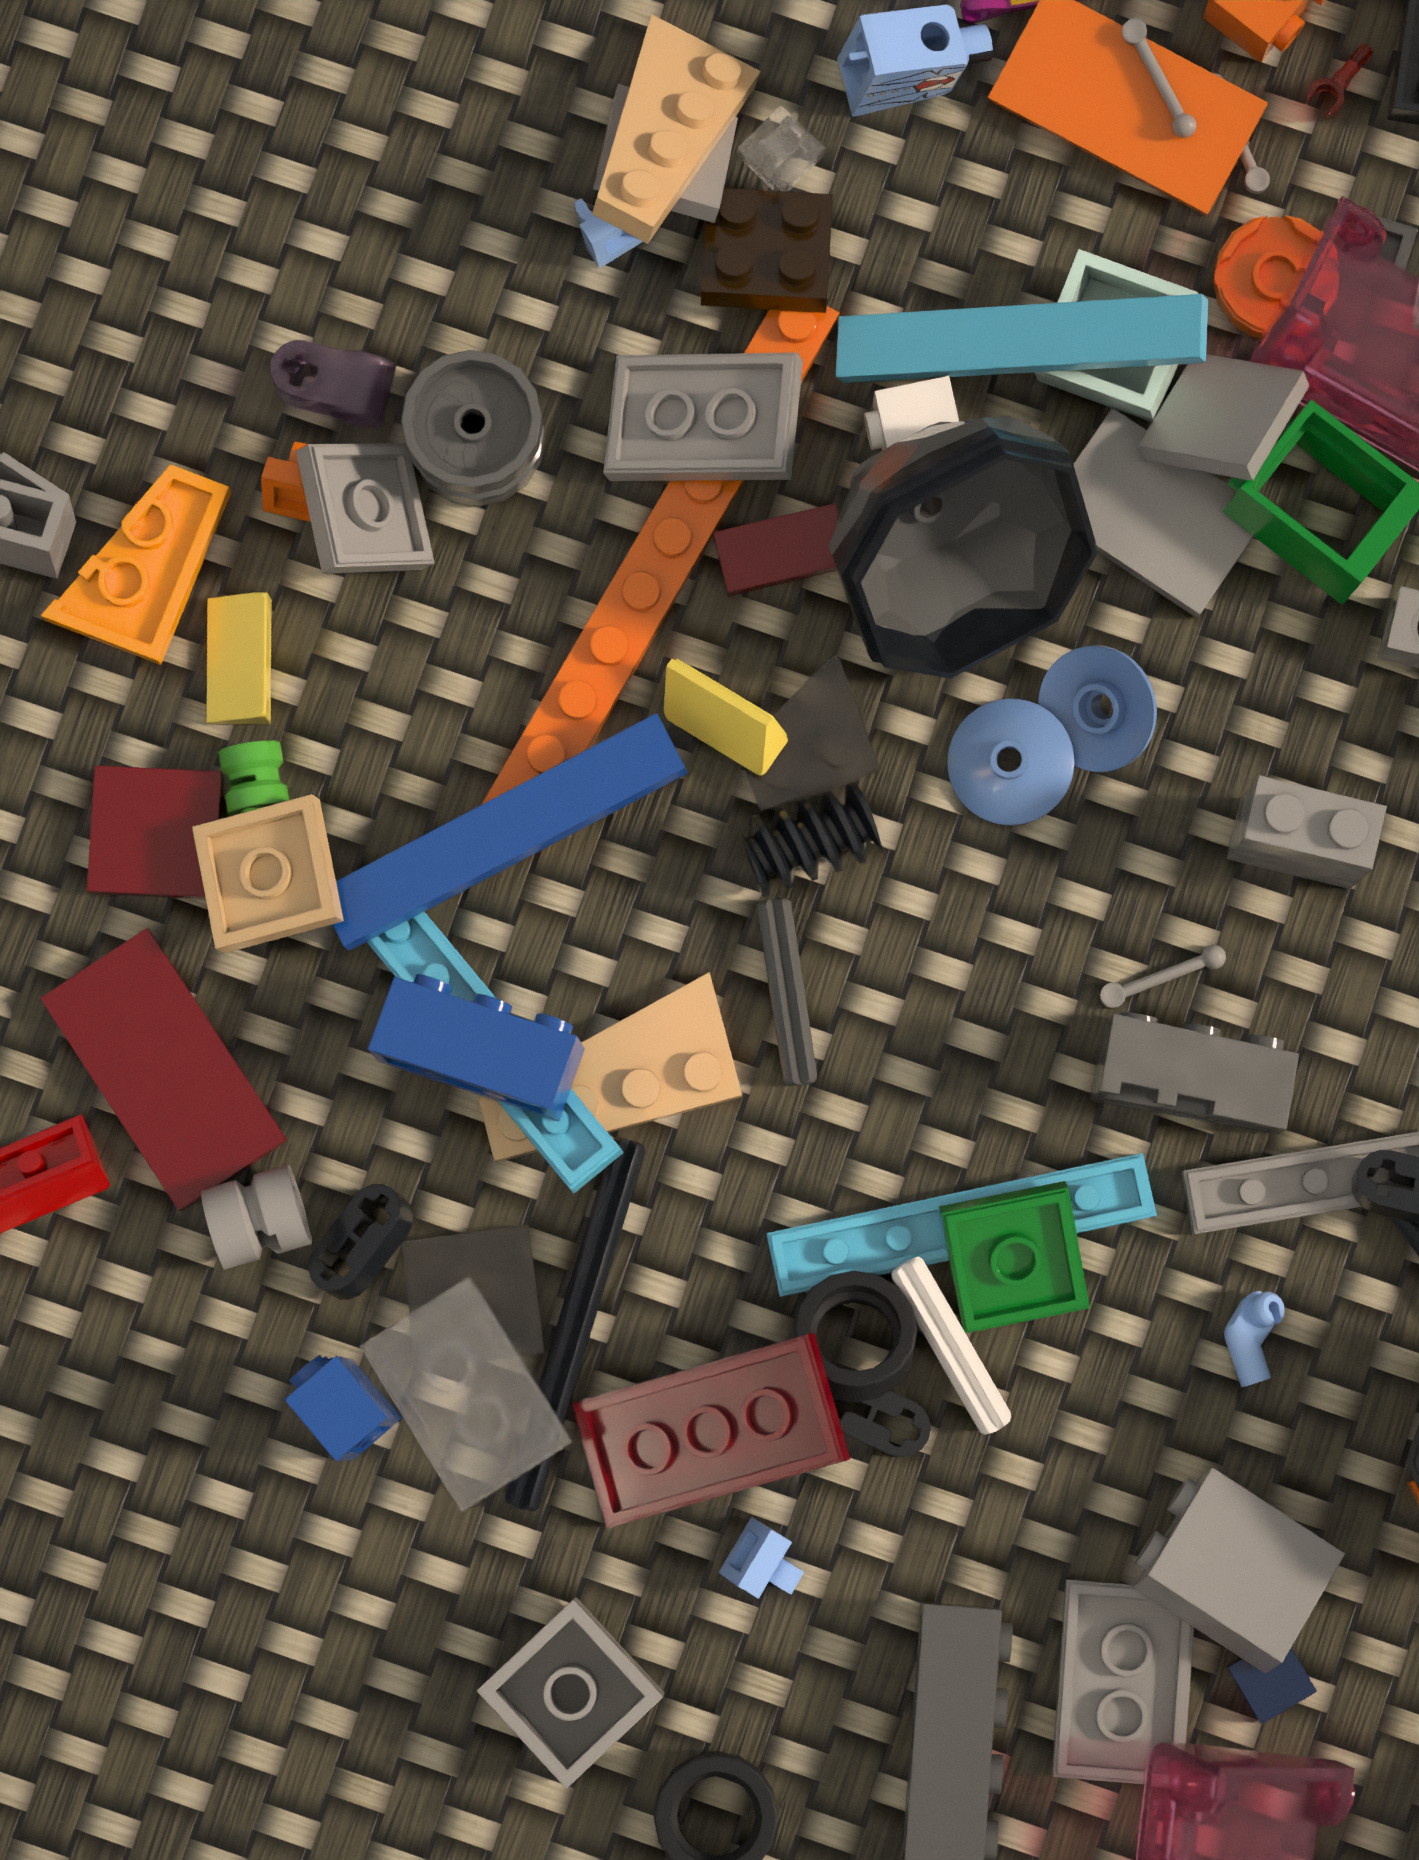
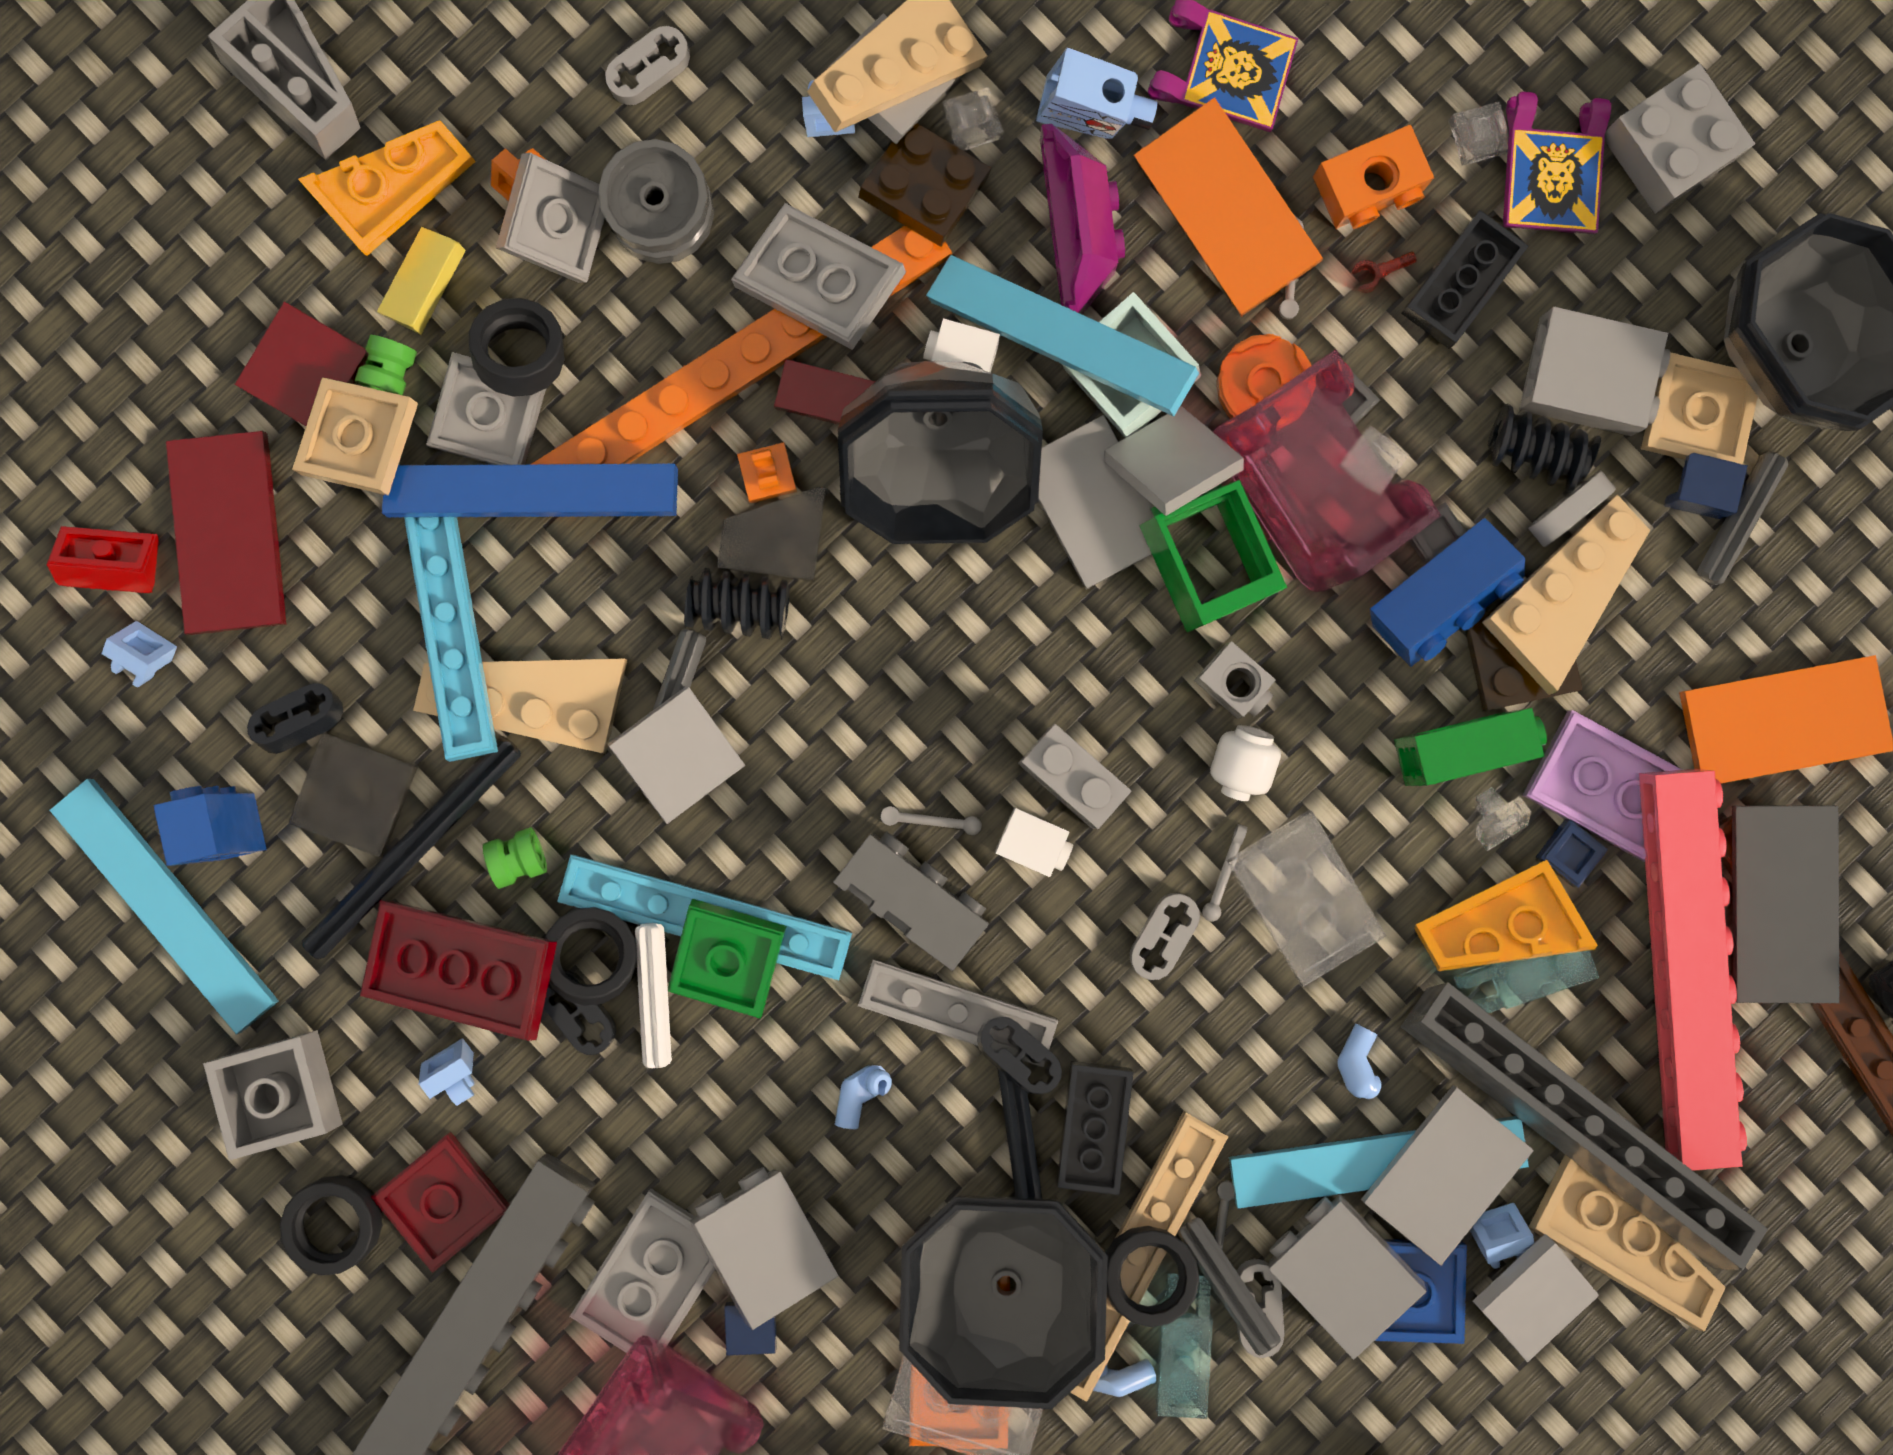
camera: 25 degrees right, 5 degrees up
(137, 1258) = (138, 651): none -> light blue tile
(256, 1217) = (221, 663): light grey wheel -> none
(318, 1544) = (164, 905): none -> medium azure tile
(344, 386) = (585, 124): piece -> none
(361, 274) = (641, 56): none -> light grey beam
(388, 636) = (516, 314): none -> black tyre
(395, 771) = (481, 422): none -> light grey tile
(466, 1394) = (308, 858): clear tile -> none
(477, 1045) = (431, 628): blue brick -> none
(705, 1269) = (514, 858): none -> bright green wheel
(721, 718) = (721, 490): light yellow slope -> none
(759, 671) = (767, 472): none -> orange tile
(829, 1723) = (441, 1202): none -> dark red tile
(830, 1050) = (676, 754): none -> light grey tile
(964, 199) = (1080, 219): none -> magenta wedge
(1031, 788) = (929, 627): medium blue dish -> none
(1074, 694) = (966, 612): medium blue dish -> none
(1135, 33) = (1256, 162): light grey hinge -> none
(1297, 937) = (1034, 843): none -> white brick

